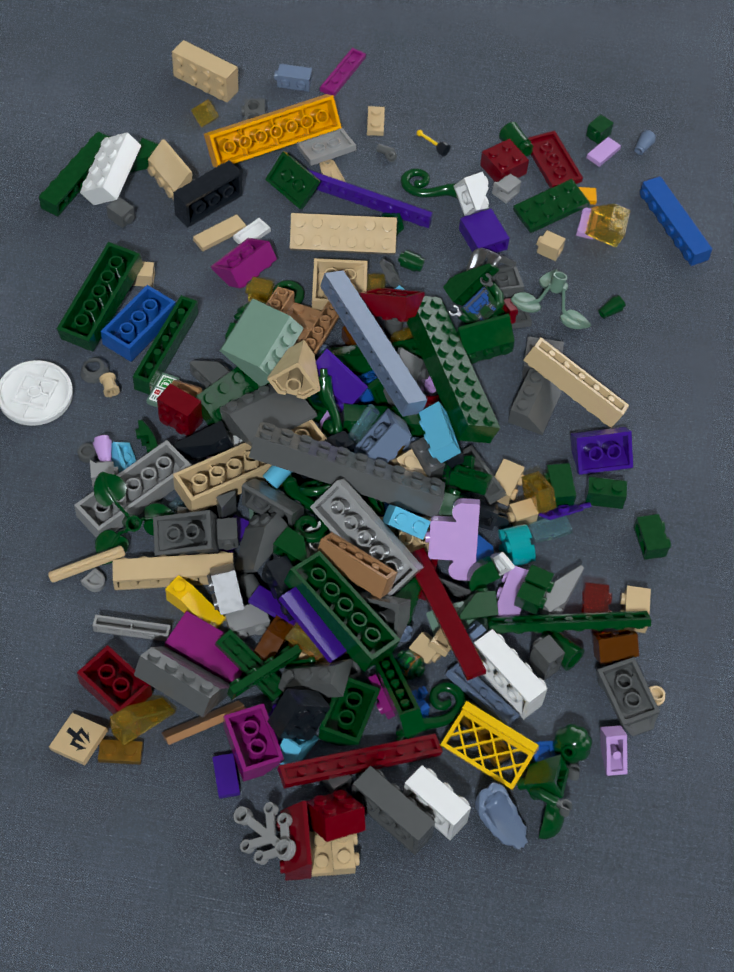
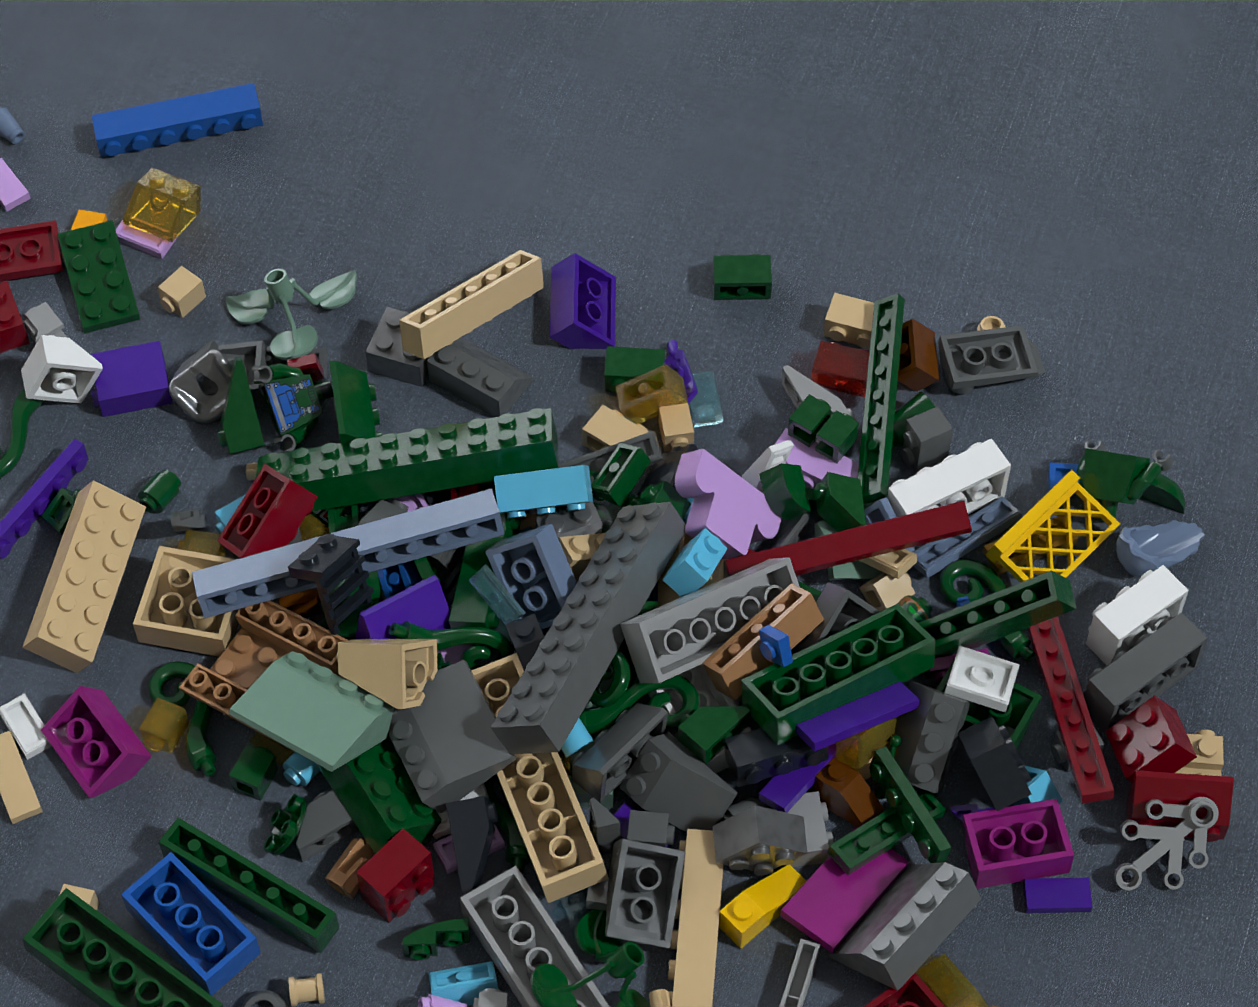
camera: 75 degrees left, 0 degrees up
(161, 385) = (349, 911): tile -> none
(199, 356) = (286, 825): none -> dark green dish
(200, 723) = (977, 927): medium nougat tile -> none
(344, 563) = (775, 646): none -> blue plate
(351, 324) = (328, 565): none -> black plate
(359, 700) = (982, 679): none -> white plate
(517, 544) = (737, 438): teal brick -> none
(572, 743) = (1061, 436): dark green plant -> none
(606, 492) = (659, 315): dark green brick -> none
(612, 306) = (321, 235): dark green cone -> none
(614, 750) = (1068, 393): lavender slope -> none

